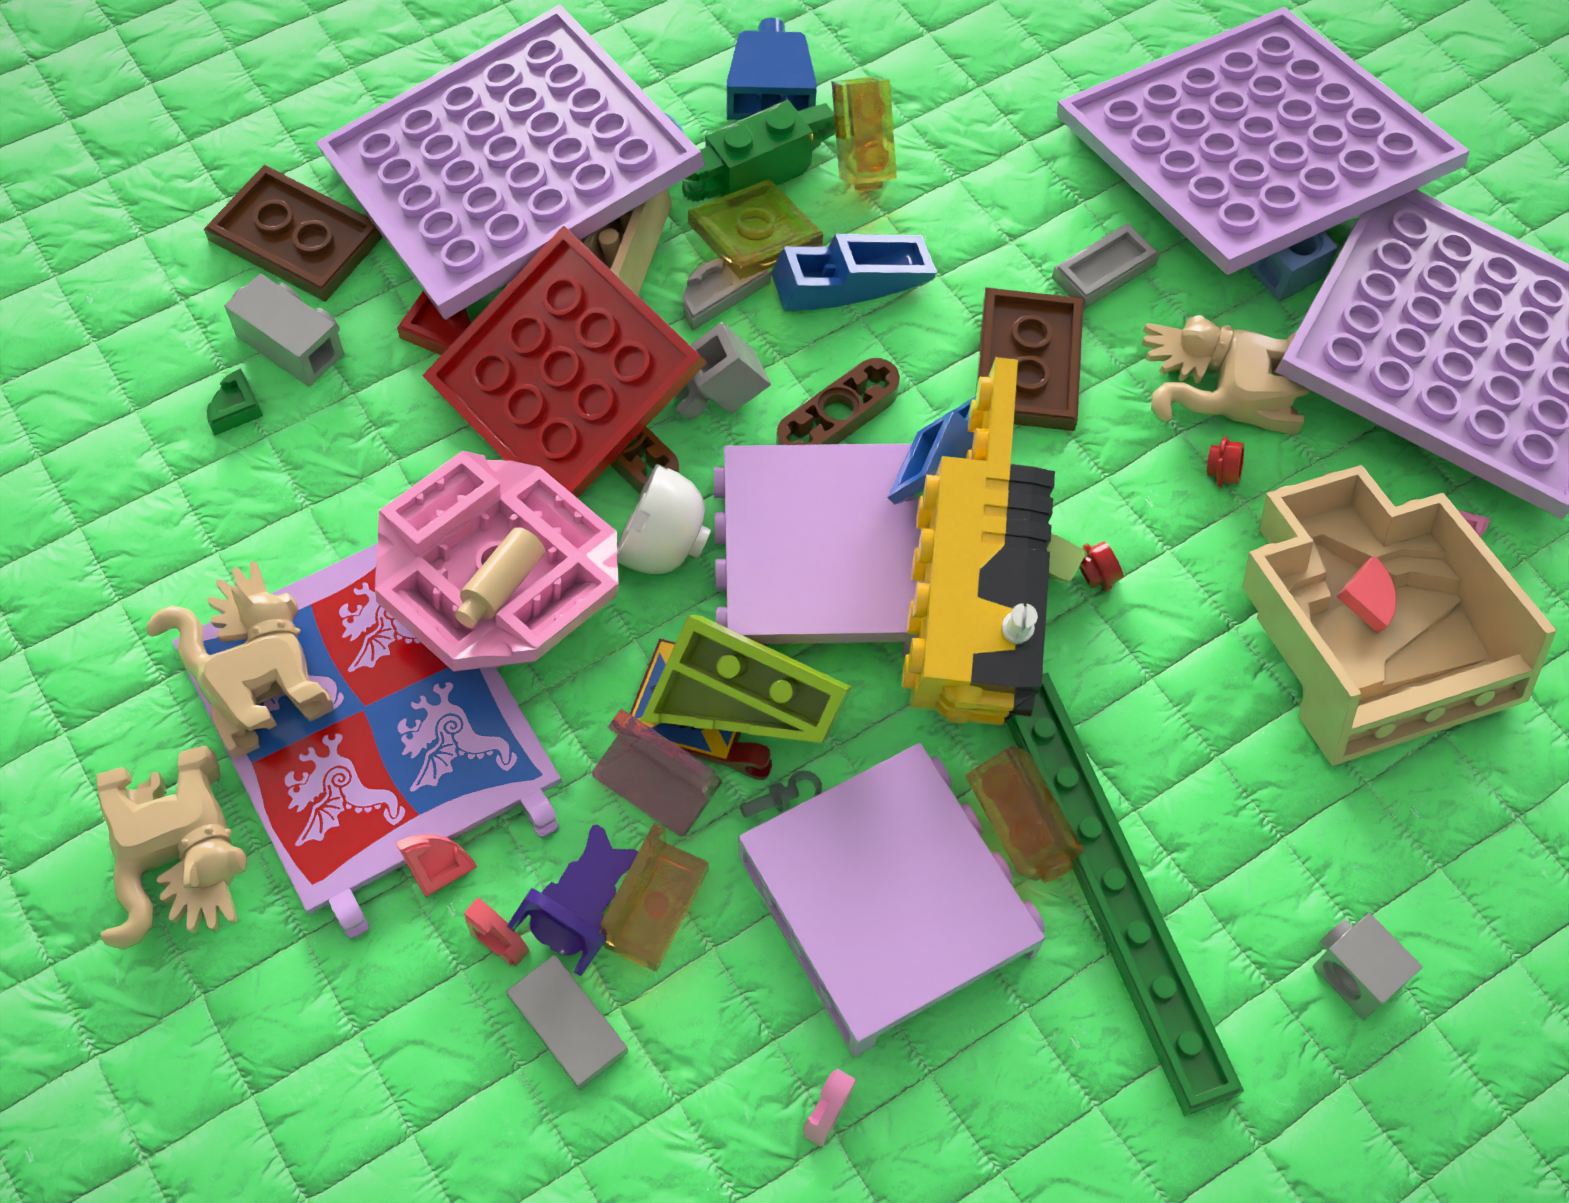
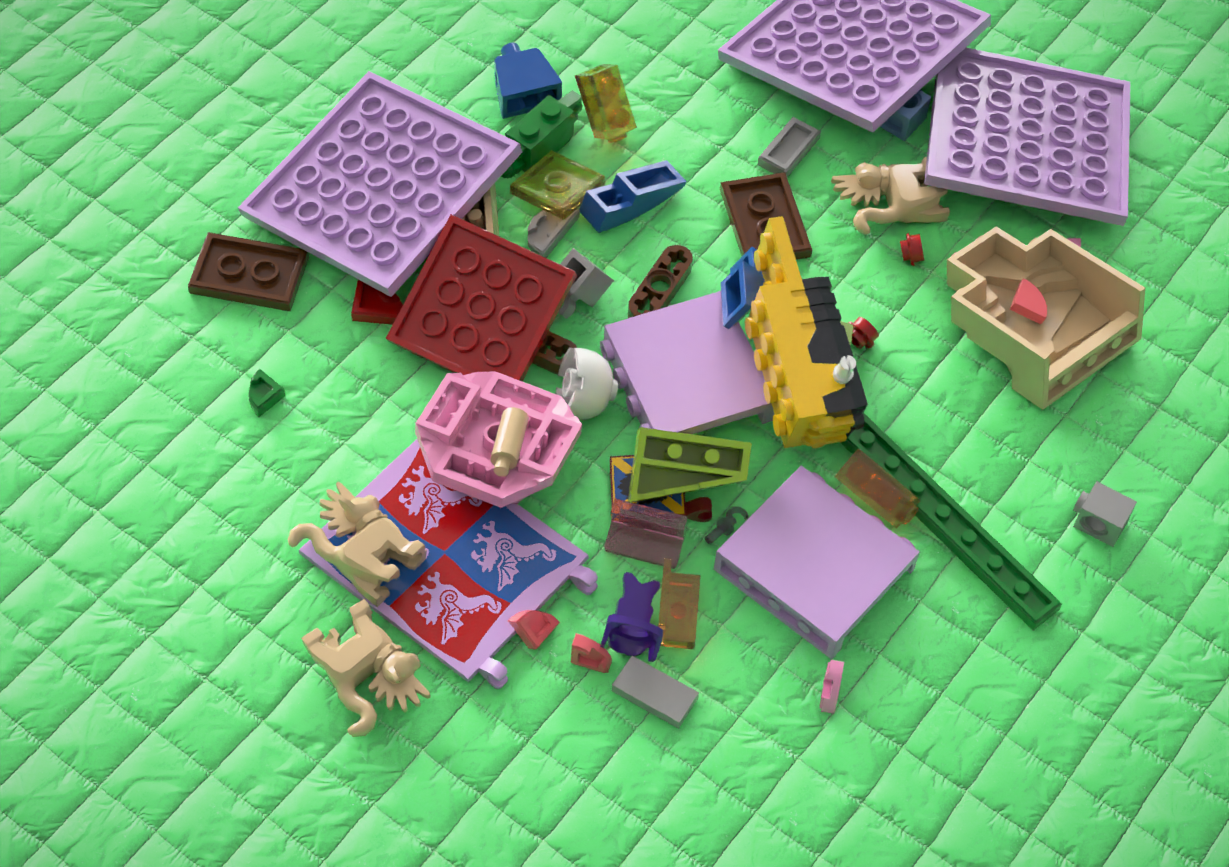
camera: 20 degrees left, 5 degrees down
(285, 328) = (278, 334): light grey brick -> none

